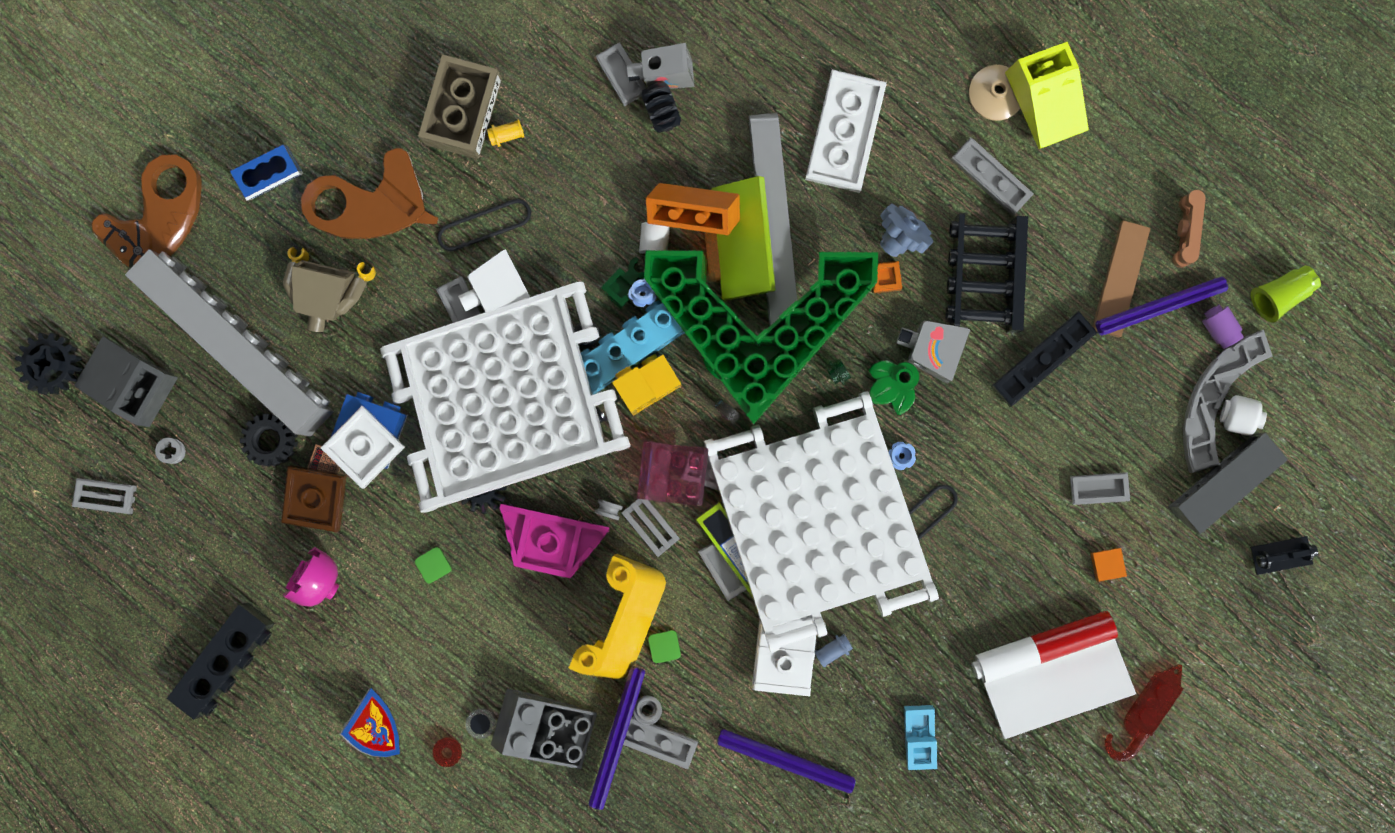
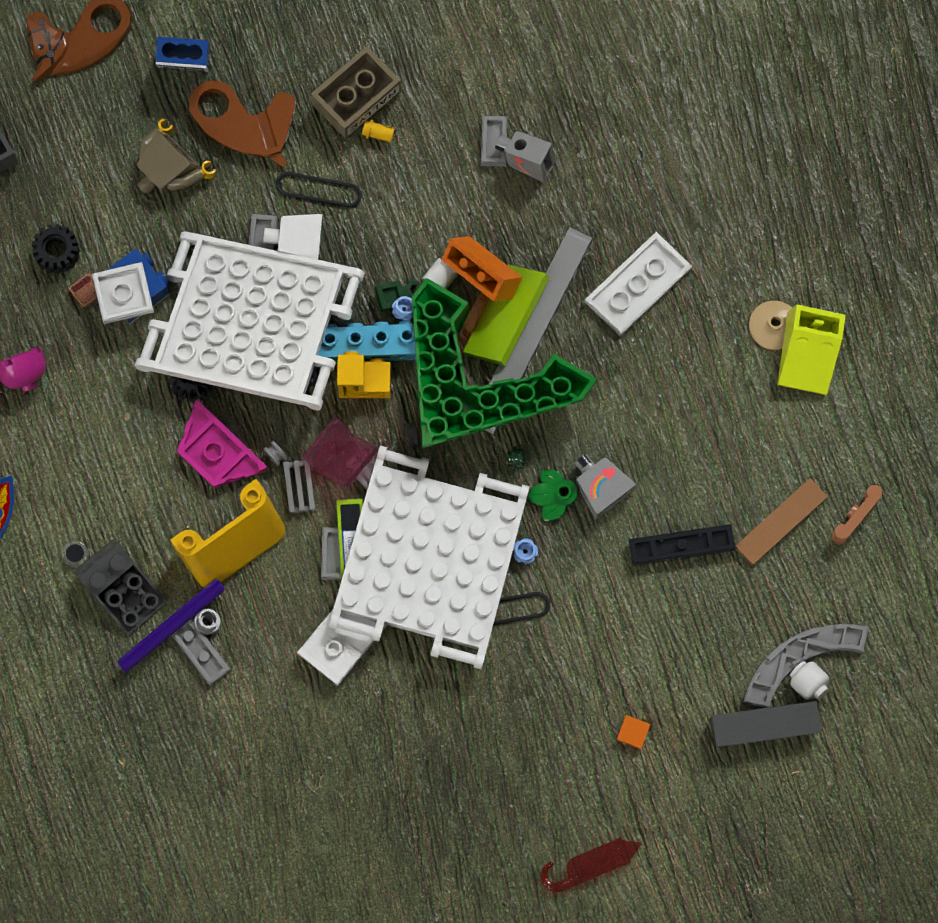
camera: 30 degrees right, 10 degrees down
(230, 343) = (77, 161): light grey brick -> none
(313, 498) = (60, 311): reddish brown plate -> none
(433, 565) = (116, 416): bright green piece -> none
(453, 745) = (42, 564): clear red plate -> none
(661, 107) = (506, 181): black gear -> none
(664, 646) = (251, 583): bright green piece -> none
(786, 761) = (288, 726): dark purple axle -> none
(834, 650) = (378, 664): sand blue pin -> none
(888, 277) = (599, 410): orange tile -> none
(903, 231) = (632, 382): sand blue plant -> none
(920, 737) = (402, 772): medium azure slope -> none
(991, 176) = (729, 385): light grey tile -> none
(1014, 260) = (703, 455): black fence -> none
(1054, 674) = (537, 788): white door -> none
(1100, 488) = (663, 669): light grey tile -> none
(1161, 306) = (798, 559): dark purple axle -> none
(1222, 326) = (837, 604): medium lavender brick -> none
(1283, 555) = (774, 809): black hinge -> none
(1284, 293) = (902, 607): lime plant -> none

